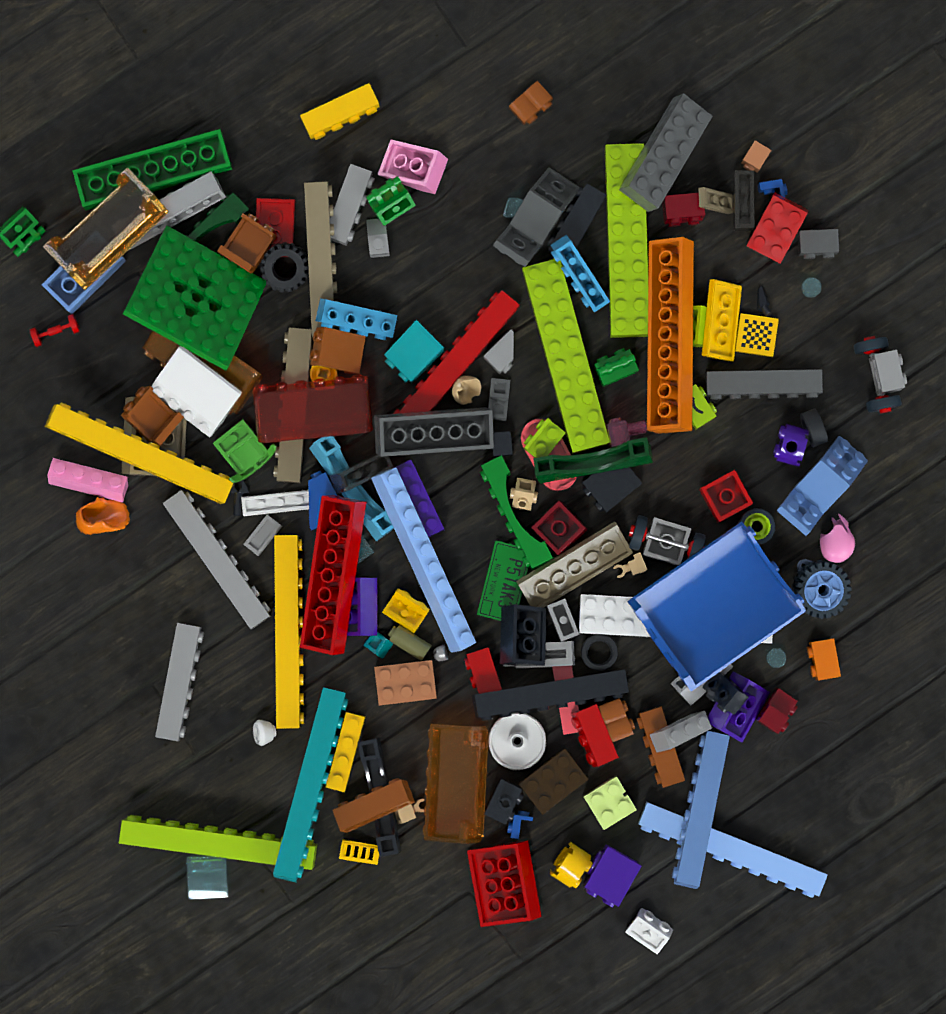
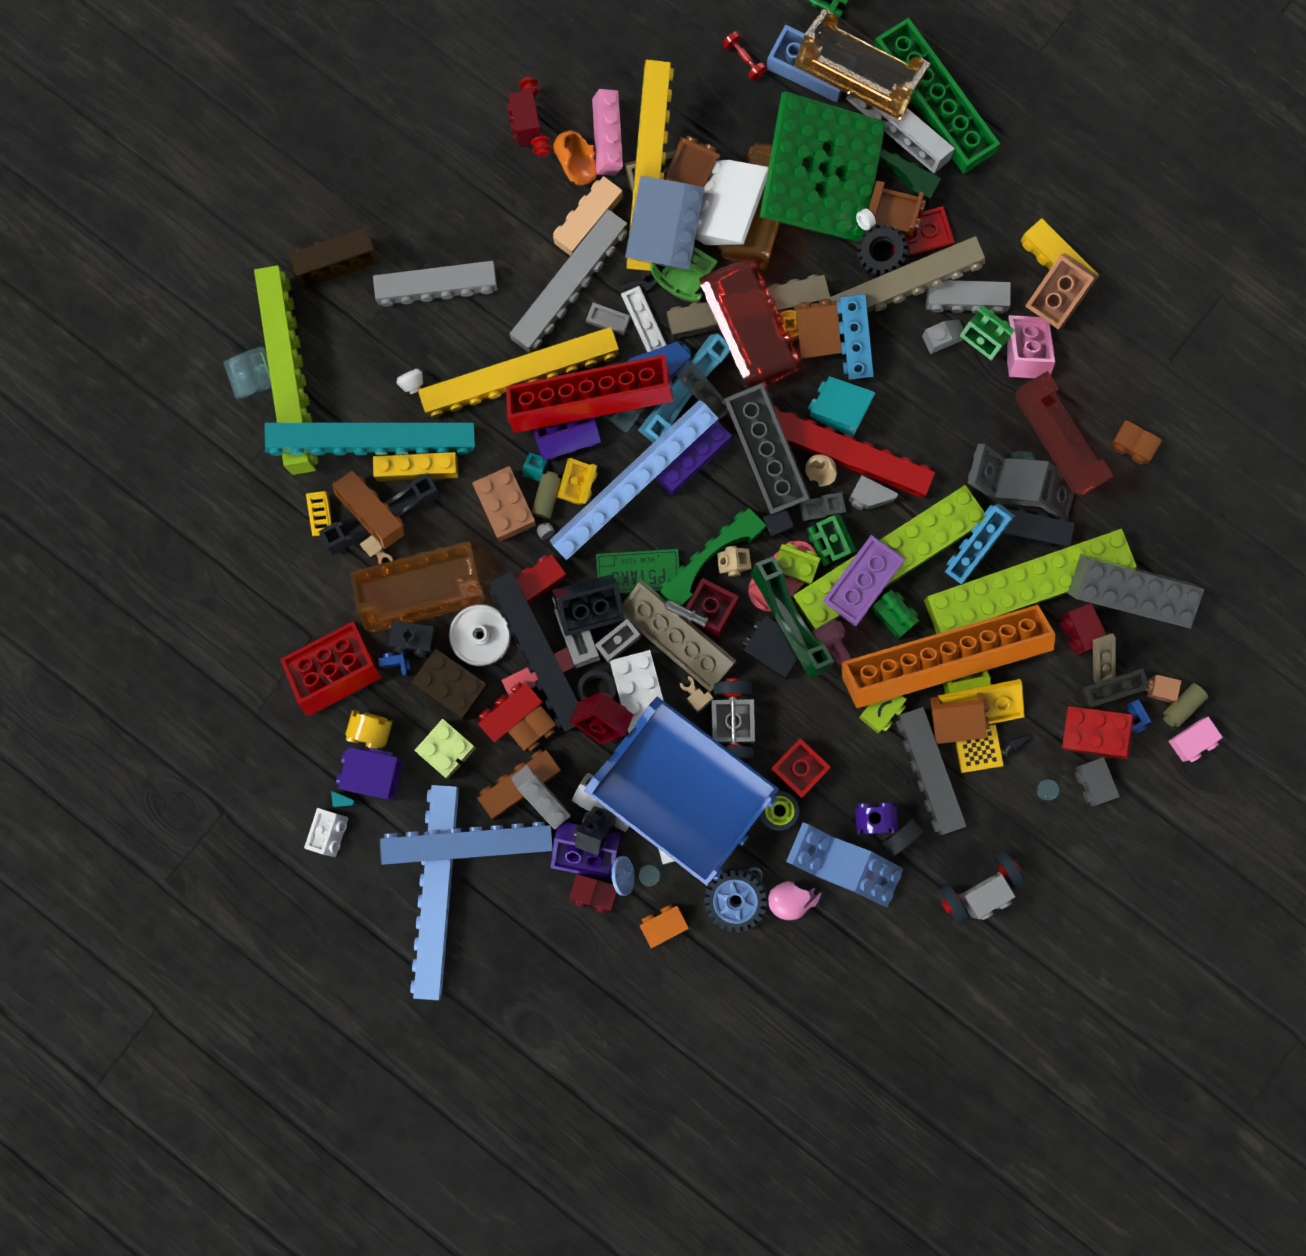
camera: 75 degrees right, 5 degrees down
(51, 551) = (524, 118): none -> dark red brick
(126, 767) = (333, 257): none -> dark brown brick
(161, 523) = (591, 208): none -> light nougat brick
(197, 456) = (664, 222): none -> sand blue slope
(251, 274) = (865, 219): none -> white tile
(375, 121) = (1061, 291): none -> nougat brick
(508, 168) = (1061, 436): none -> clear red windscreen
(532, 397) = (835, 538): none -> green brick
(553, 559) = (682, 611): none -> dark grey piece
(580, 386) = (863, 580): none -> medium lavender tile
(626, 908) = (340, 800): none -> teal slope
(629, 655) = (601, 718): none -> dark red brick
(729, 344) = (959, 720): none -> dark orange panel
(770, 680) = (623, 875): none -> light blue wheel
(776, 143) = (1185, 705): none -> olive brick
(808, 145) = (1195, 739): none -> bright pink brick

